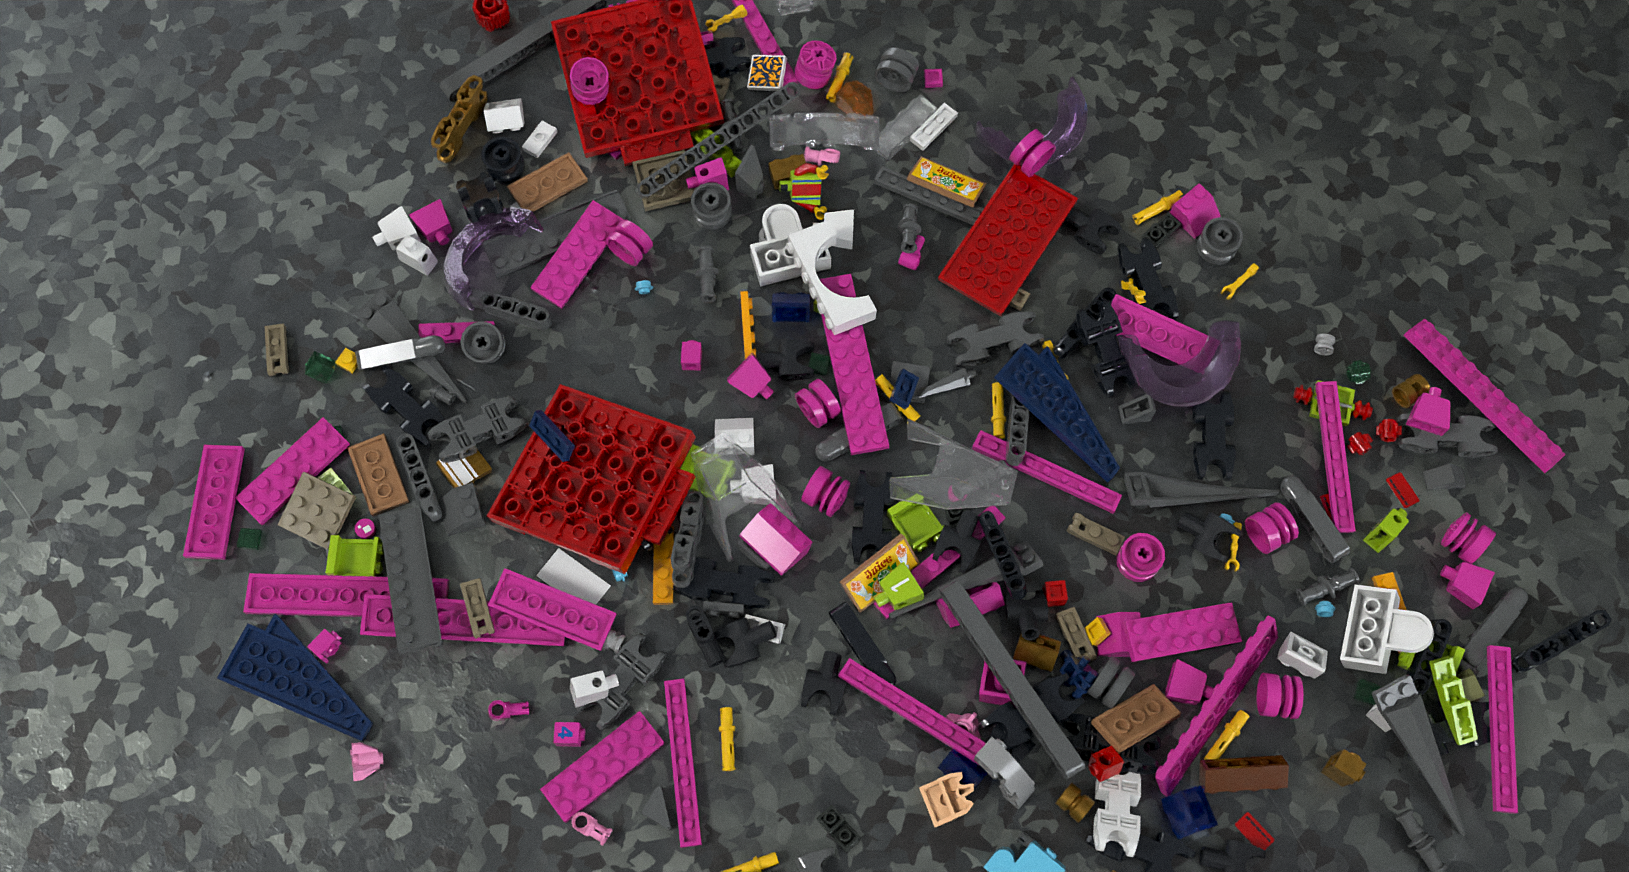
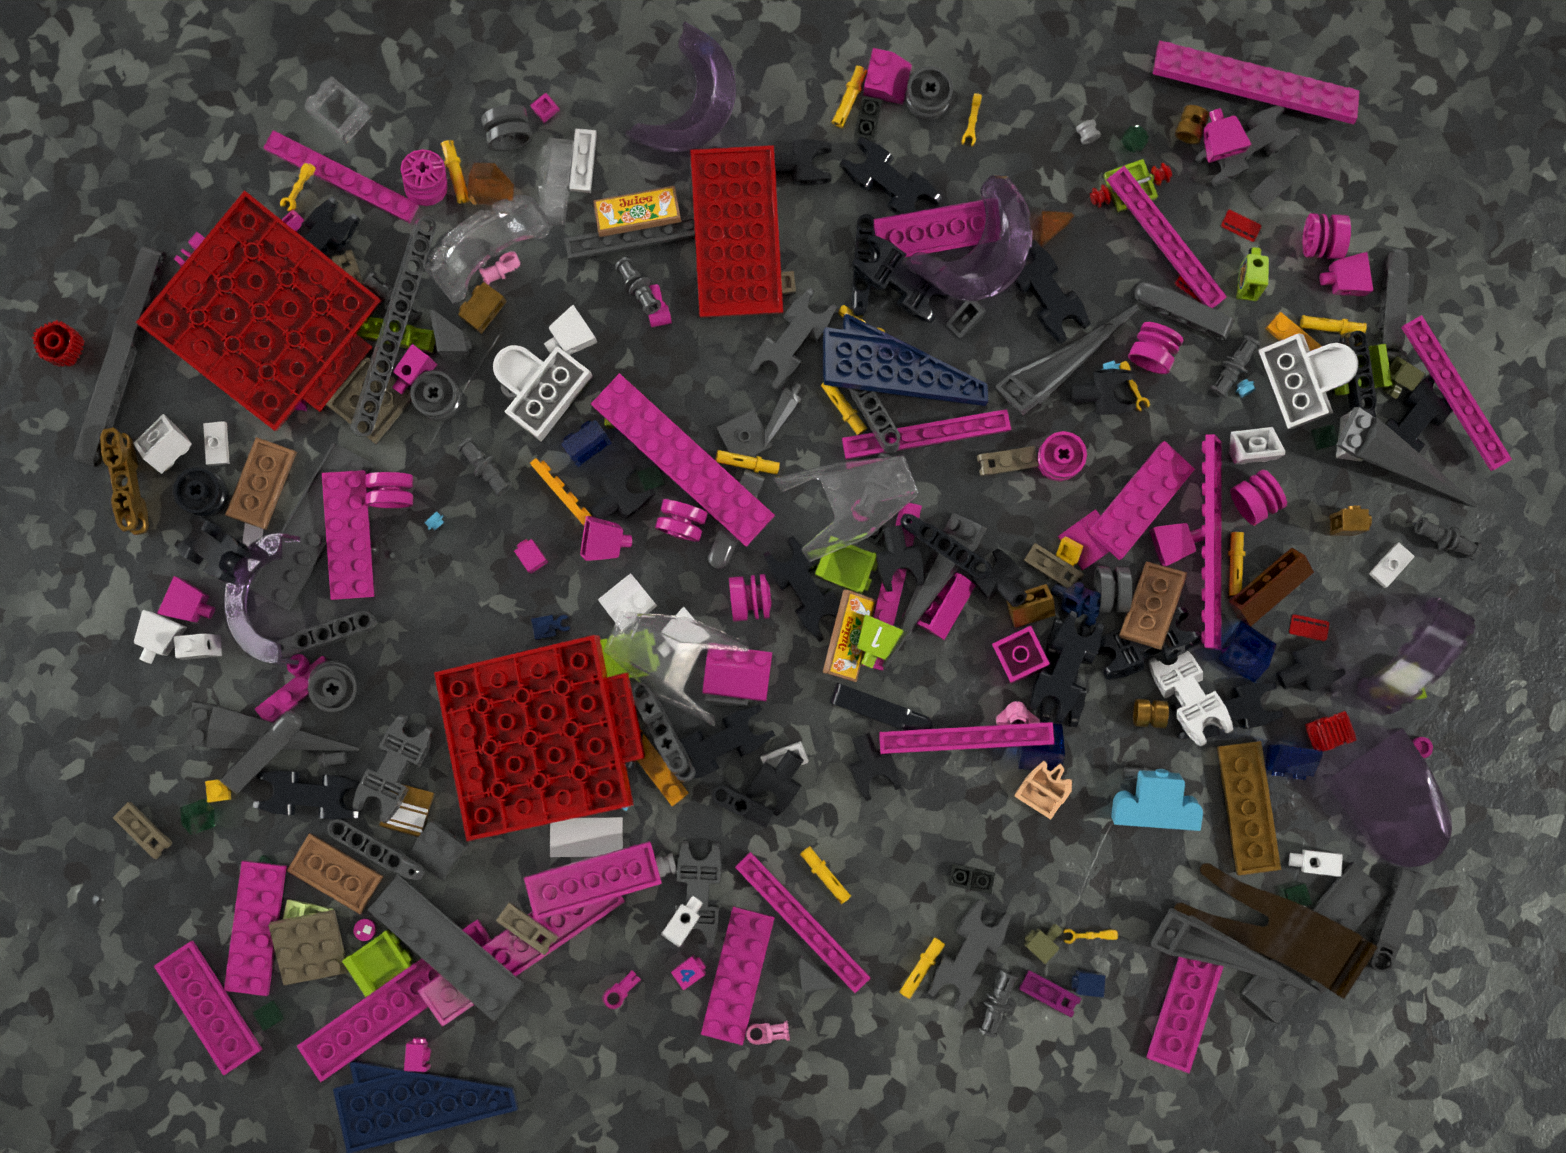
camera: 35 degrees left, 15 degrees up
(364, 760) = (534, 1124): bright pink brick -> none
(472, 316) = (301, 668): none -> dark pink tile
(552, 435) = (468, 728): dark blue plate -> none
(589, 72) = (218, 349): dark pink wheel -> none
(665, 412) = (546, 626): none -> dark blue plate
(732, 611) = (731, 773): dark grey plate -> none
(767, 72) = (382, 217): tile -> none
(806, 187) = (512, 314): torso -> none
(840, 311) = (638, 421): white arch -> none
(904, 389) = (748, 450): dark blue plate -> none
(999, 764) = (1071, 733): light grey brick -> none
(1012, 680) = (1030, 652): dark grey beam -> none
(1032, 152) = (702, 132): dark pink wheel -> none
(1055, 593) = (1011, 543): red brick -> none
(1105, 763) = (1156, 657): red brick -> none
(1139, 294) = (895, 204): yellow piece -> none
(1251, 390) = (1051, 224): none -> clear orange slope
(1358, 831) = (1391, 565): none -> white plate
(1359, 443) = (1179, 209): red gear -> none
(1388, 430) = (1196, 178): red gear -> none
(1426, 608) = (1331, 325): none -> yellow pin
(1453, 701) = (1403, 398): lime slope -> none
(1553, 646) = (1462, 262): black piece -> none

